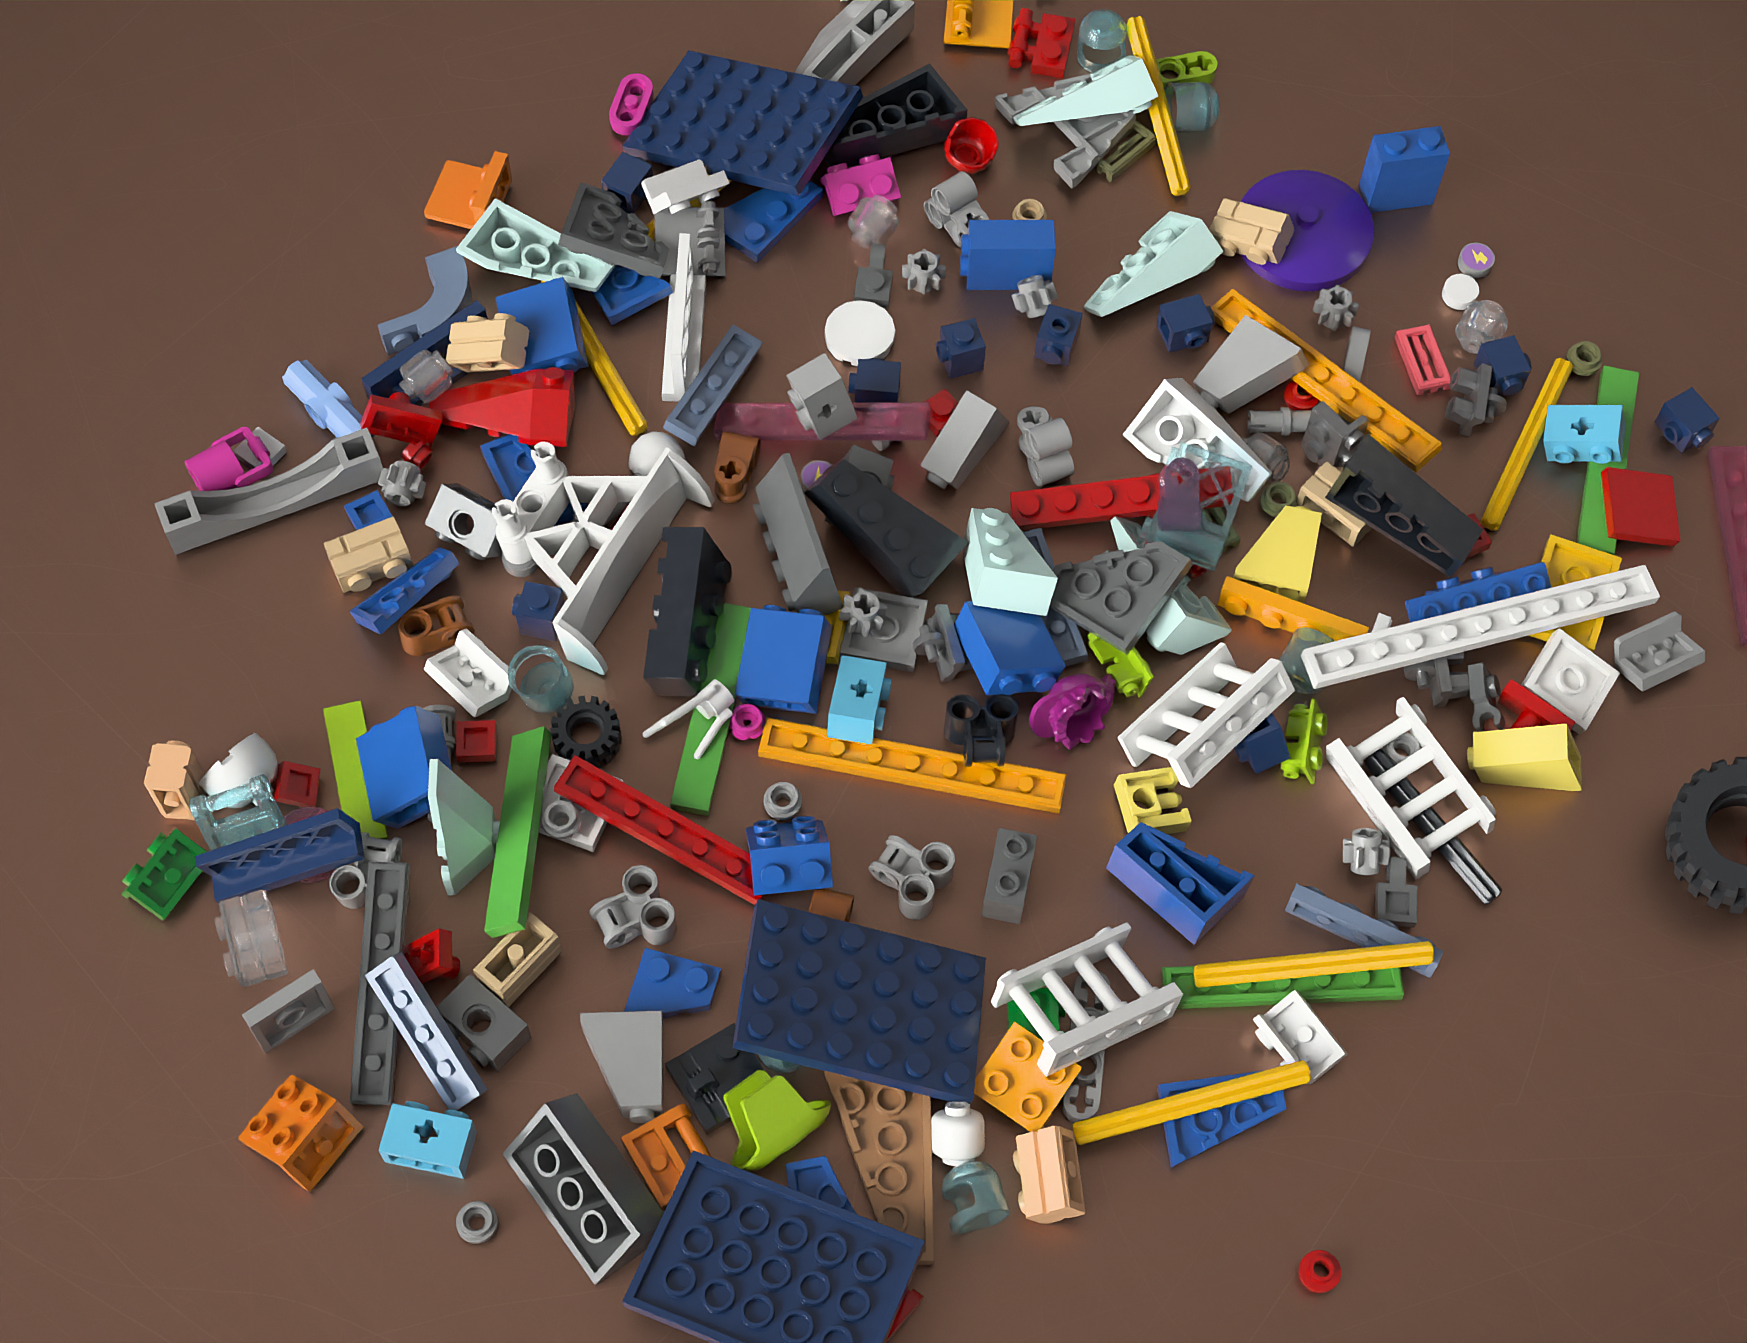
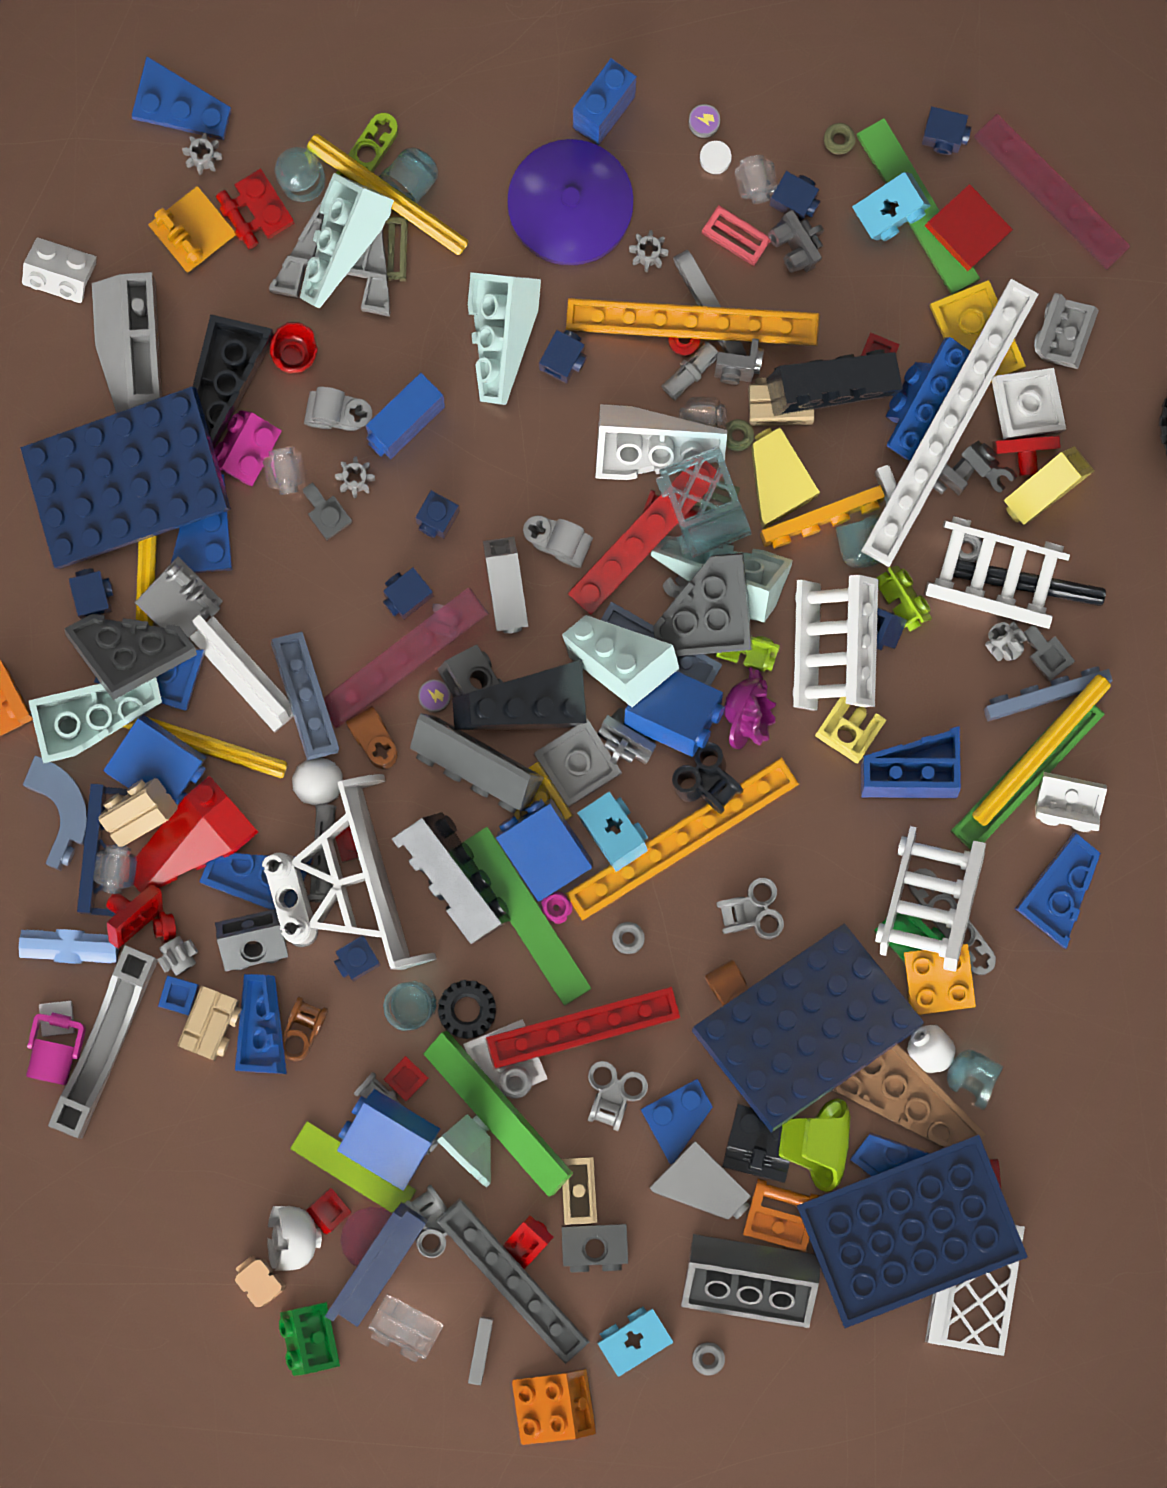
camera: 45 degrees left, 20 degrees up
(240, 825) = (332, 1271): clear light blue plate -> none
(426, 1032) = (573, 1285): plate -> none
(471, 674) = (358, 1040): white bracket -> none
(628, 106) = (27, 529): dark pink plate -> none
(680, 185) = (146, 573): white bracket -> none
(710, 702) = (526, 919): white plant -> none
(789, 855) = (670, 971): blue bracket -> none
(820, 397) = (401, 654): light grey brick -> none
(859, 332) = (355, 562): white tile -> none
(863, 612) = (565, 778): light grey gear -> none
(942, 407) = (465, 572): red plate -> none
(1009, 876) = (811, 859): dark grey brick -> none
(1029, 208) = (376, 355): tan plate -> none
(1034, 295) = (446, 428): light grey gear -> none
(1049, 1175) = (1005, 1023): light nougat brick -> none
(1058, 335) = (489, 445): dark blue brick -> none
(1179, 504) = (696, 517): clear purple piece -> none
(1191, 1102) = (1047, 904): yellow axle -> none
(1248, 366) = (636, 359): light grey slope -> none
(1252, 231) = (545, 247): tan brick -> none
(1526, 445) = (857, 241): yellow axle -> none

